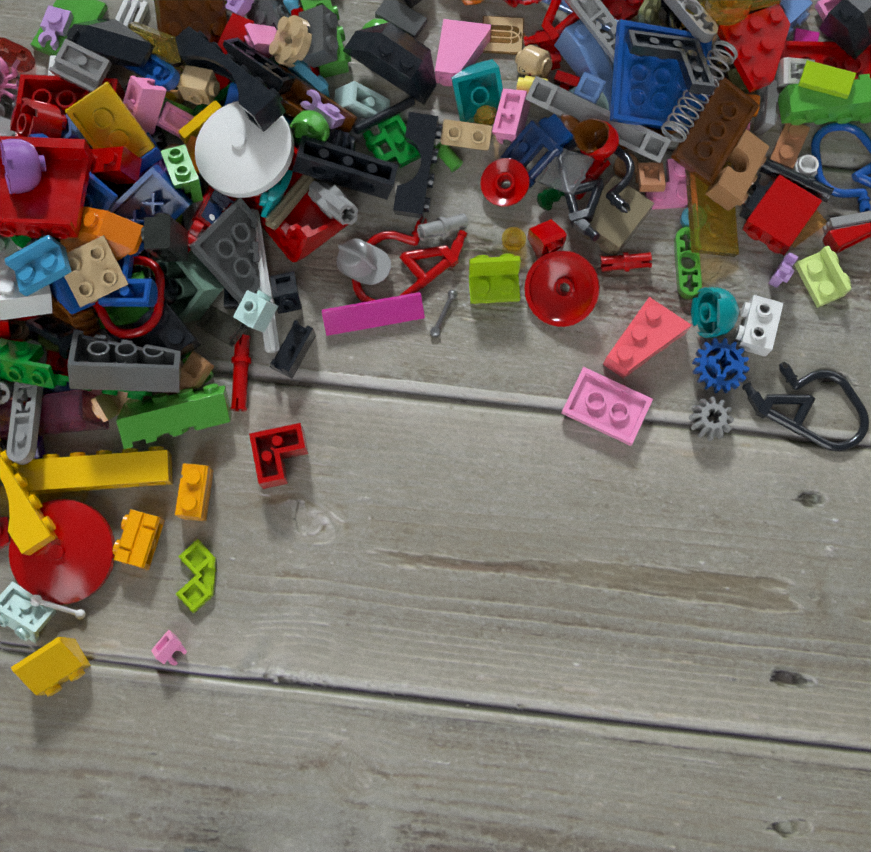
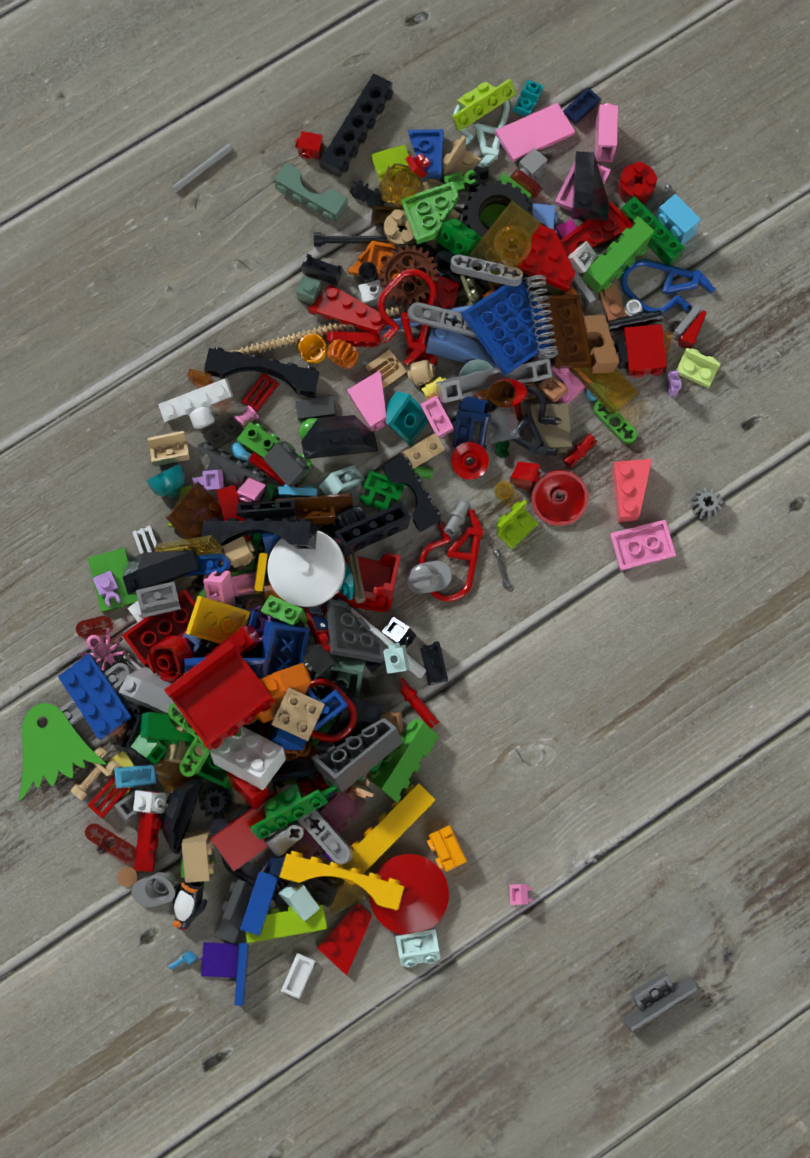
camera: 40 degrees left, 0 degrees up
(21, 165) = (207, 687): medium lavender cylinder -> none
(36, 600) = (422, 933): white hinge -> none
(39, 264) = (268, 735): dark azure bracket -> none
(52, 666) = (467, 960): yellow slope -> none
(194, 492) = (454, 794): light orange brick -> none
(202, 585) = (495, 832): lime tile -> none
(270, 450) = (477, 731): red brick -> none
(291, 40) = (268, 486): tan plate -> none
(310, 124) = (335, 521): bright green hair -> none
(329, 111) = (331, 506): lavender plate -> none
(333, 202) = (385, 556): light grey piece -> none
(373, 314) = (462, 603): dark pink tile -> none
(383, 115) = (362, 478): black bar -> none
(485, 115) = (423, 429): clear yellow plate -> none
(566, 80) = (452, 369): red tile -> none
(590, 87) = (472, 363): medium blue tile -> none
(683, 49) = (515, 300): black plate -> none
(714, 312) = (656, 439): teal cylinder -> none
(731, 365) = (688, 475): blue gear -> none
(759, 325) = (686, 426): white brick -> none
(763, 406) = (730, 473): black piece -> none
(827, 79) = (606, 250): lime tile -> none

